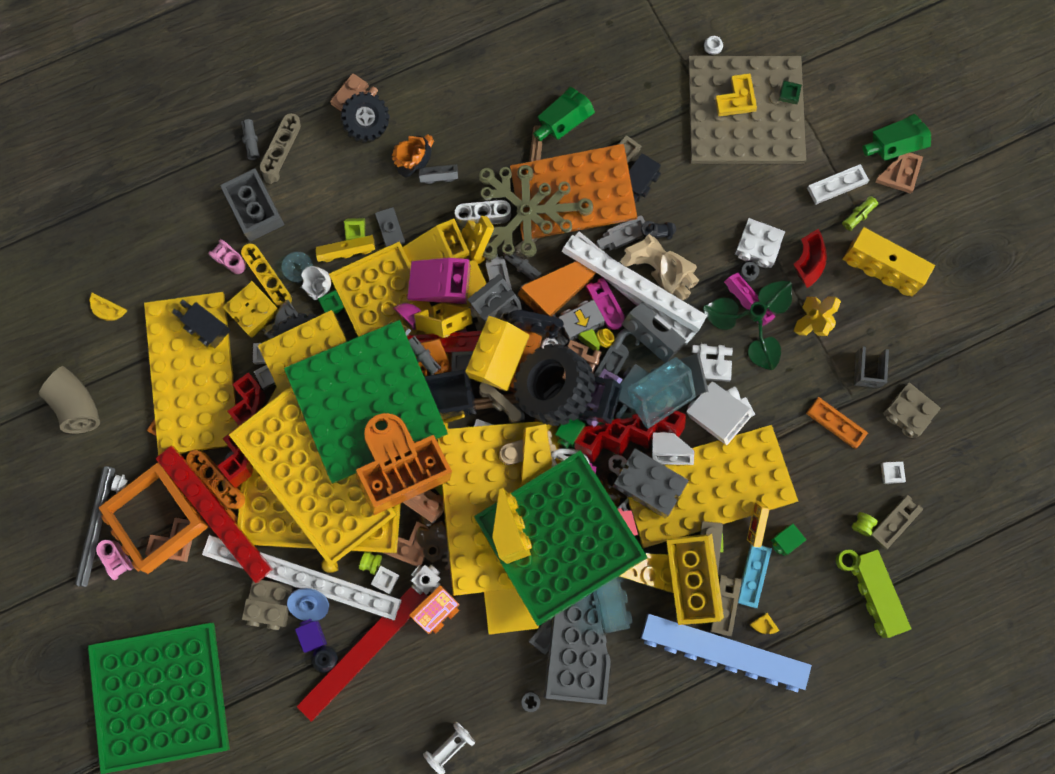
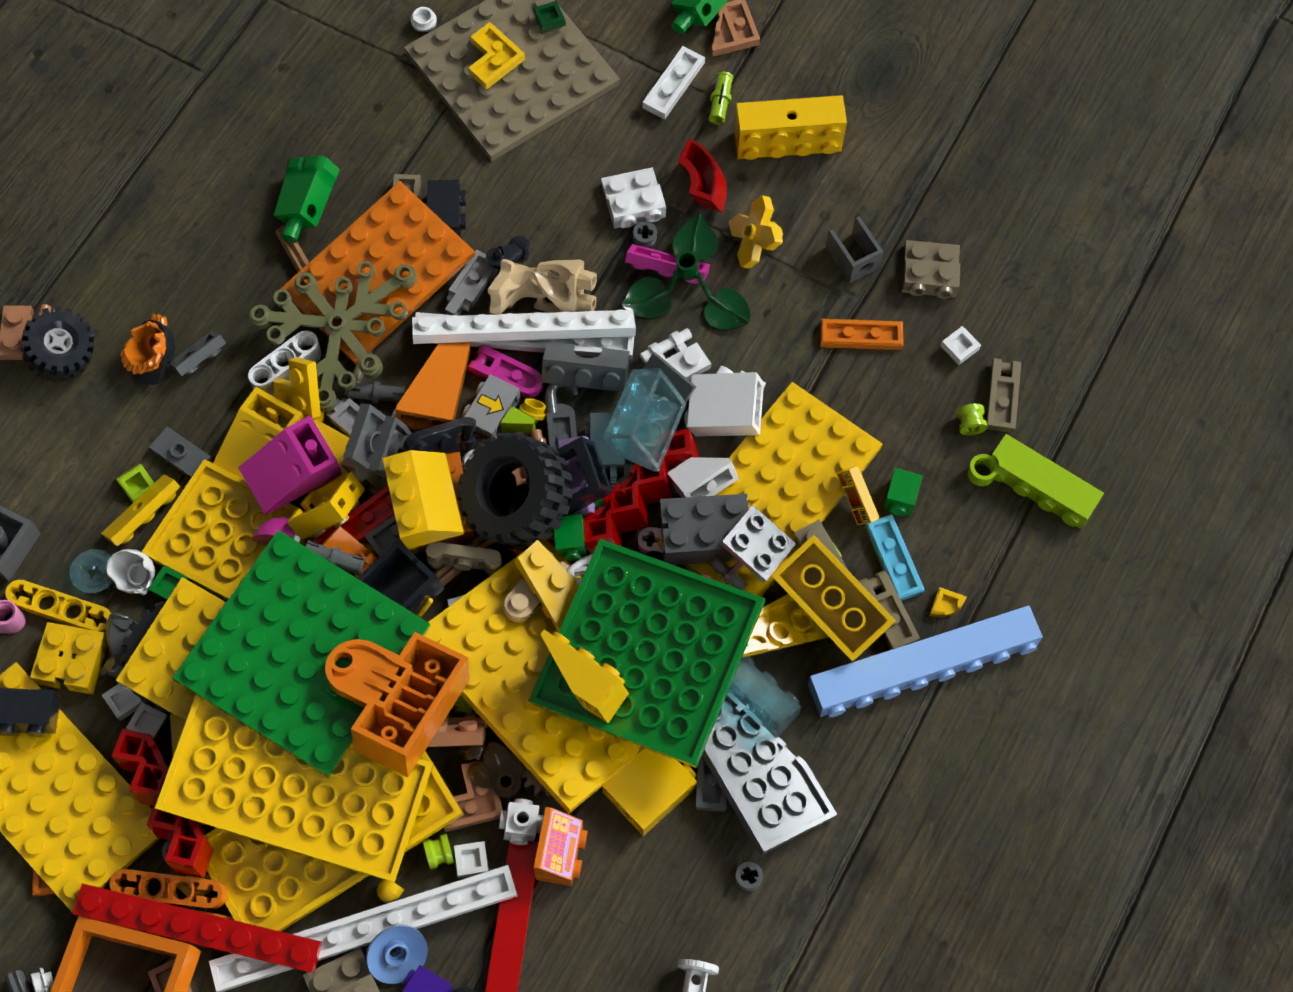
camera: 40 degrees left, 10 degrees down
(669, 515) = (756, 545): none -> plate

